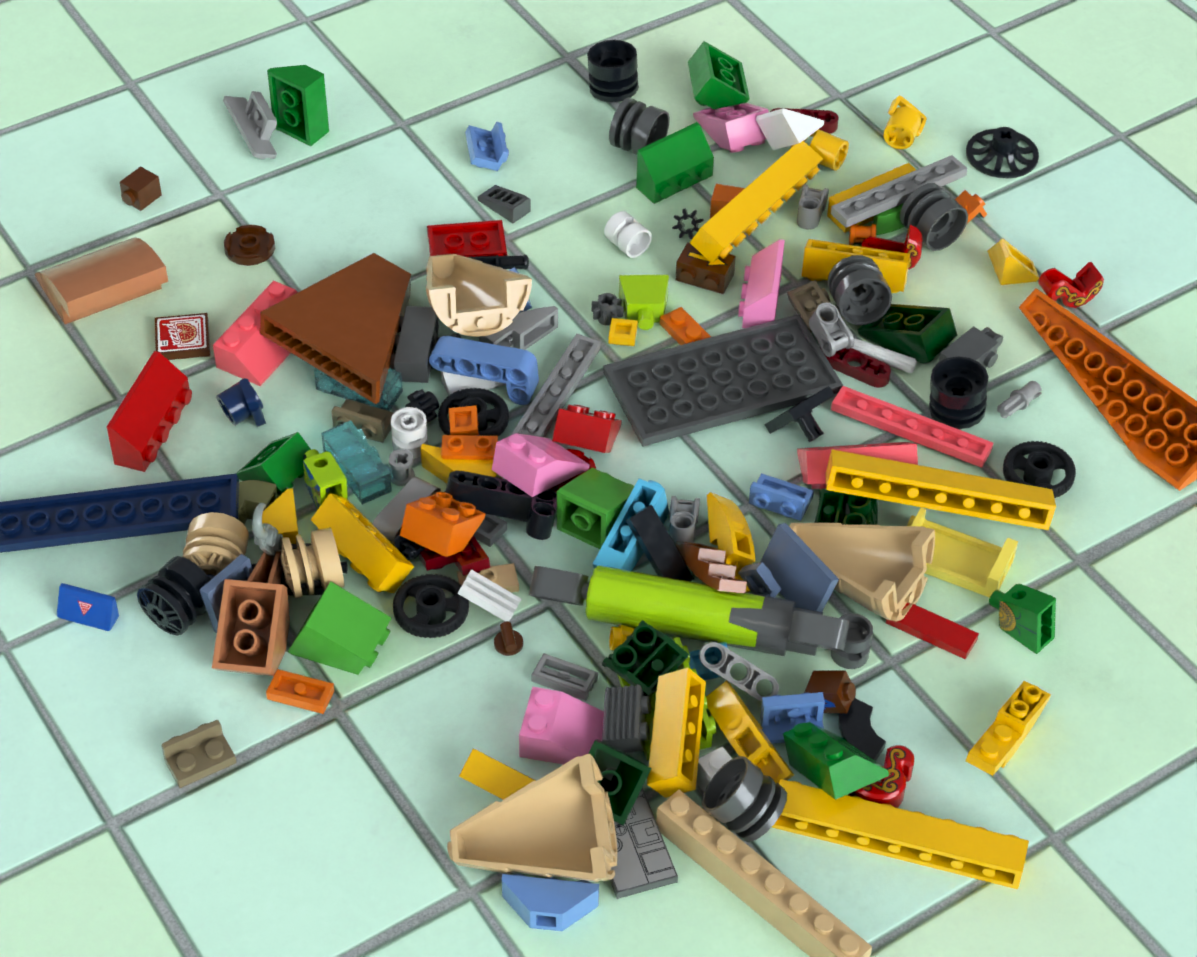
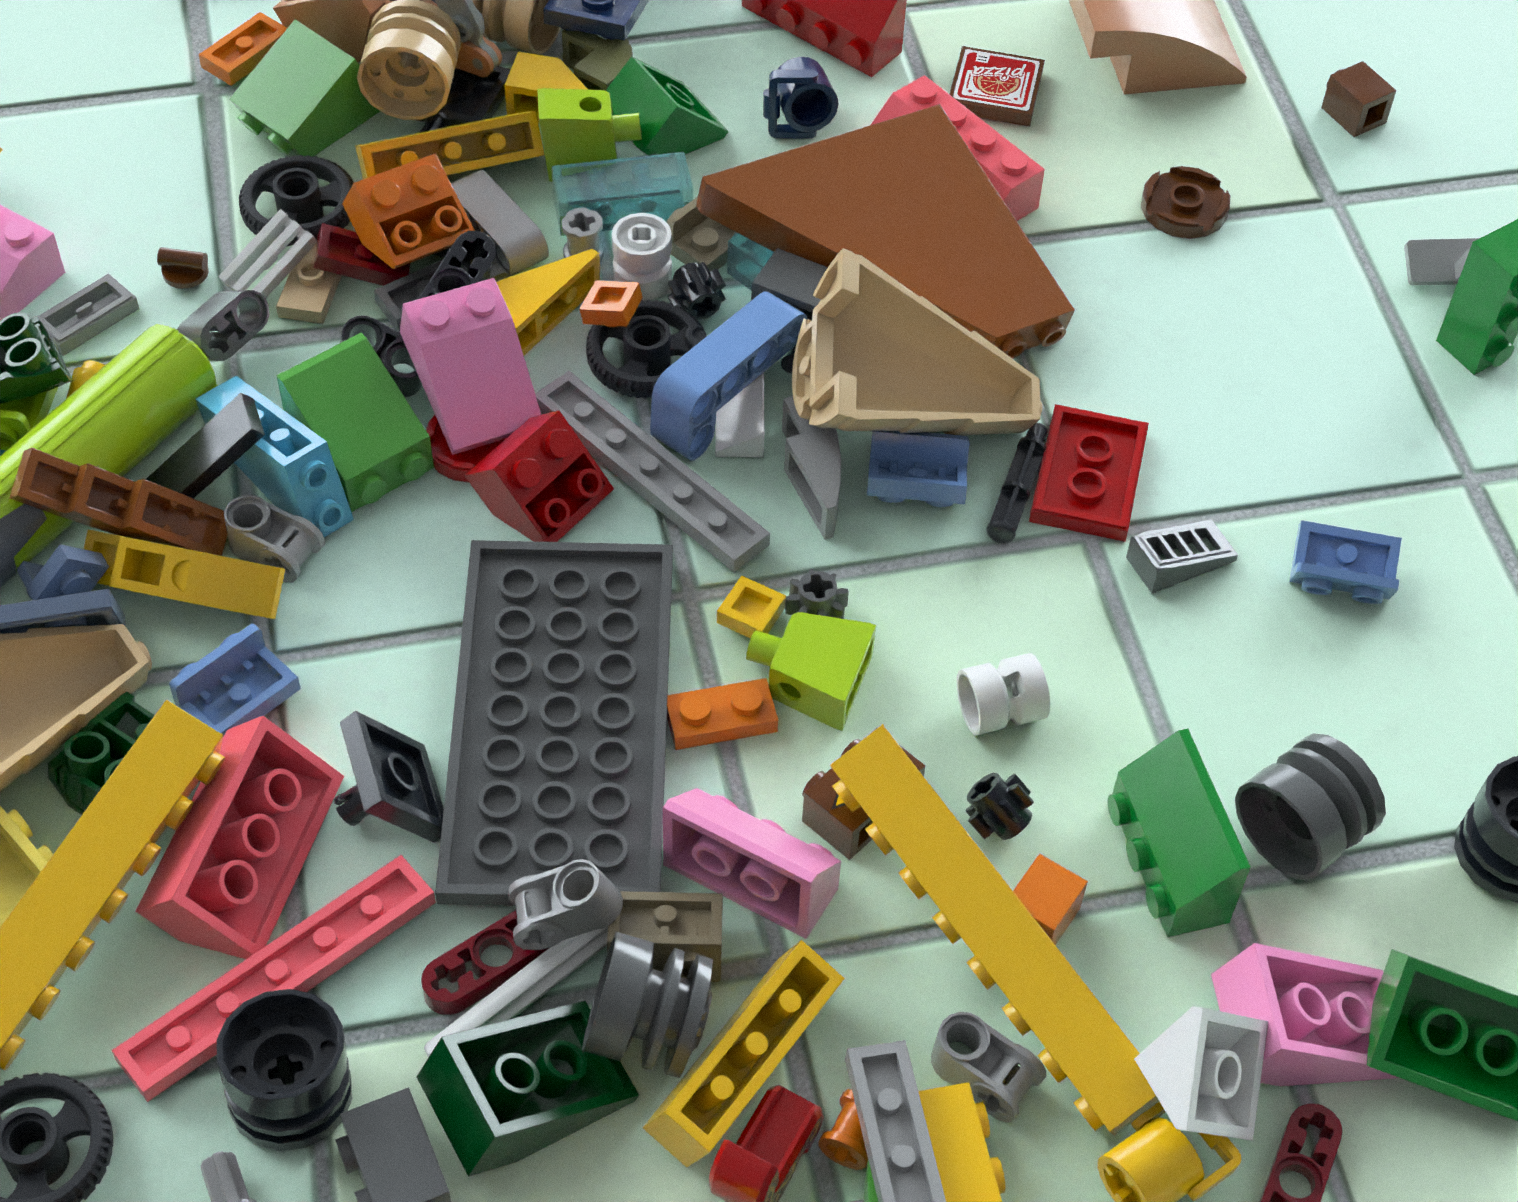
camera: 110 degrees right, 5 degrees up
(468, 447) = (555, 312): orange bracket -> none

